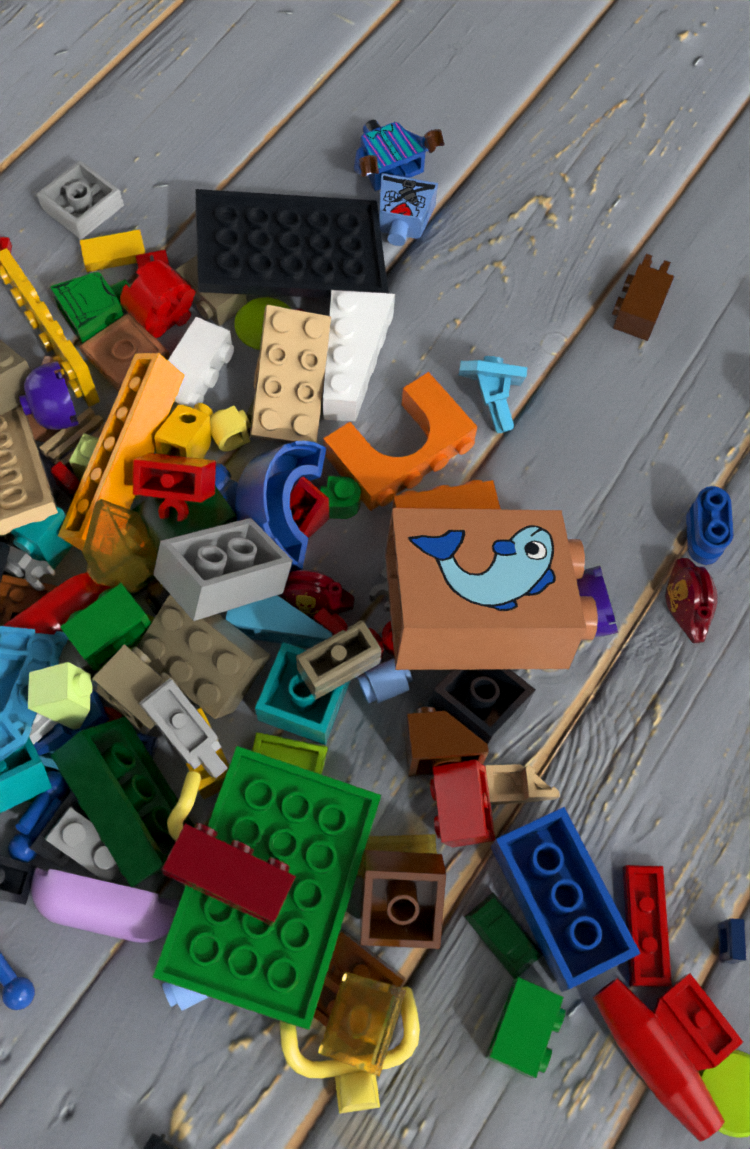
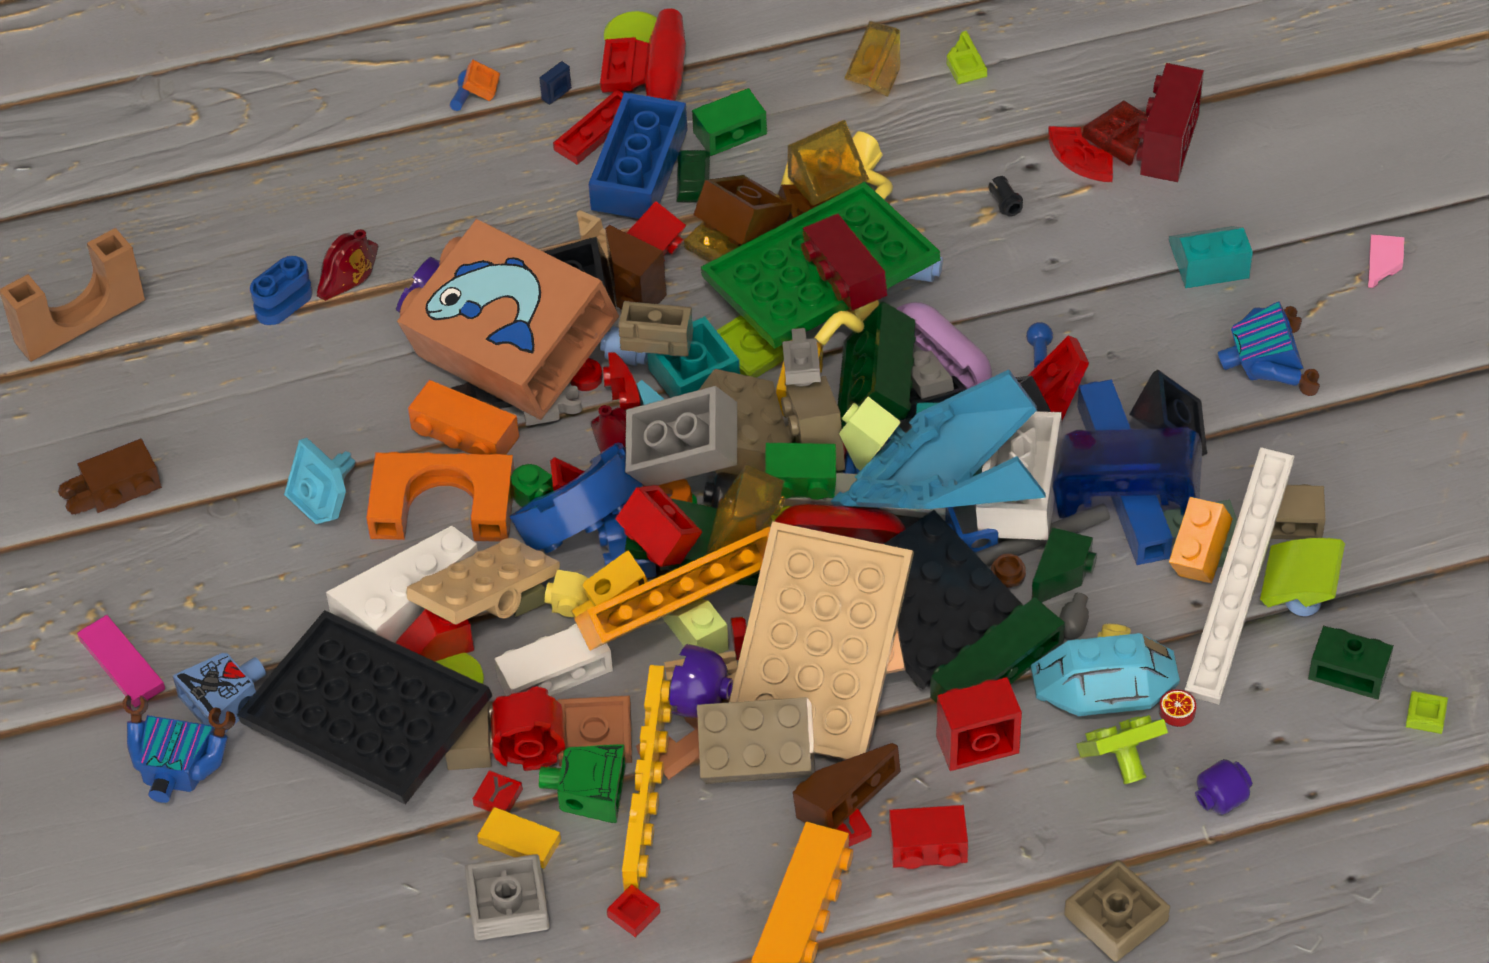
camera: 135 degrees left, 15 degrees down
(494, 195) = (120, 660): none -> dark pink tile

